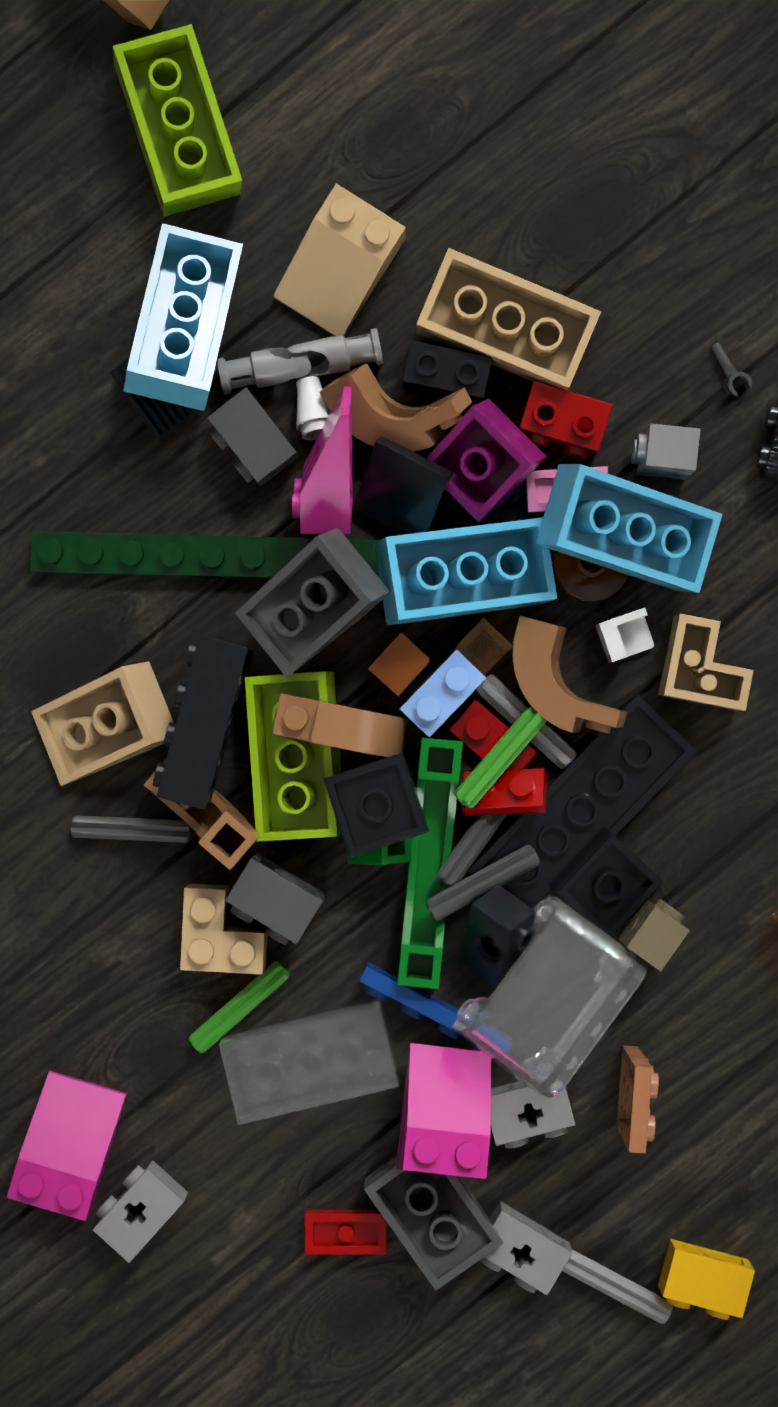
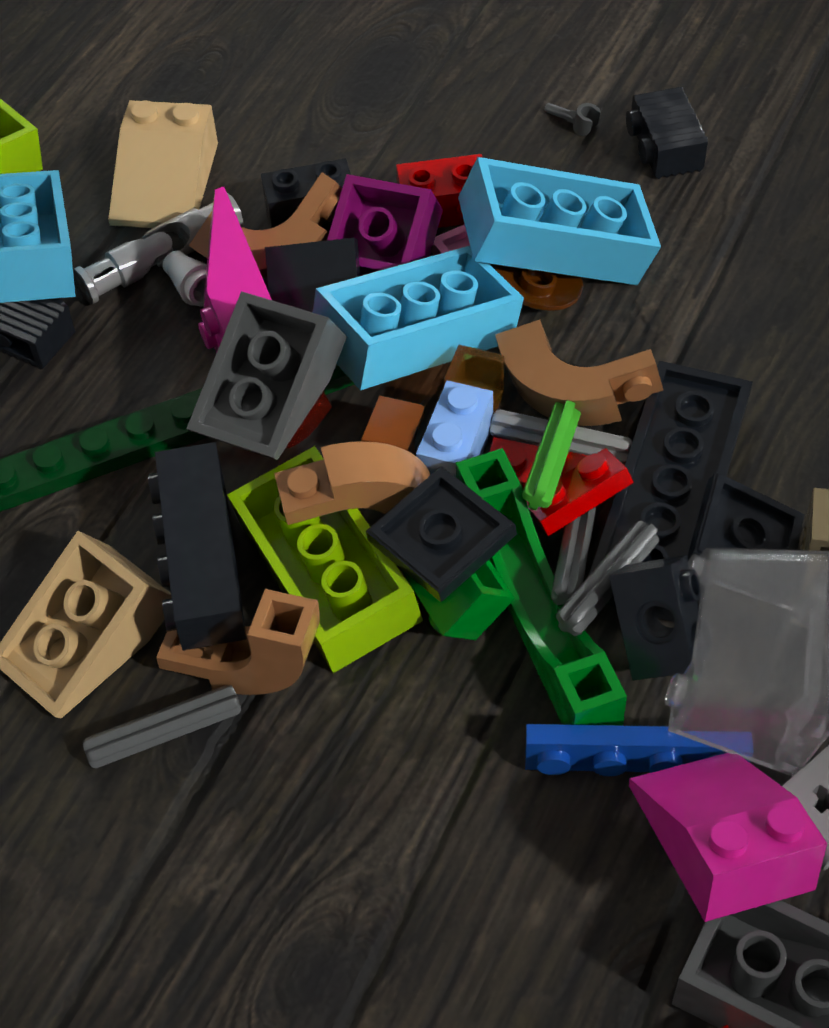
camera: 20 degrees left, 35 degrees down
(209, 941) = (328, 794): tan brick -> none
(239, 1007) = (392, 867): bright green axle -> none
(252, 437) = (138, 311): dark grey brick -> none
(275, 899) = (374, 697): dark grey brick -> none
(309, 1062) = (516, 872): clear brick -> none
(507, 319) = (365, 128): tan brick -> none
(625, 635) = (606, 327): white panel -> none
(666, 451) = (557, 145): light grey brick -> none
(690, 668) = (706, 316): tan brick -> none

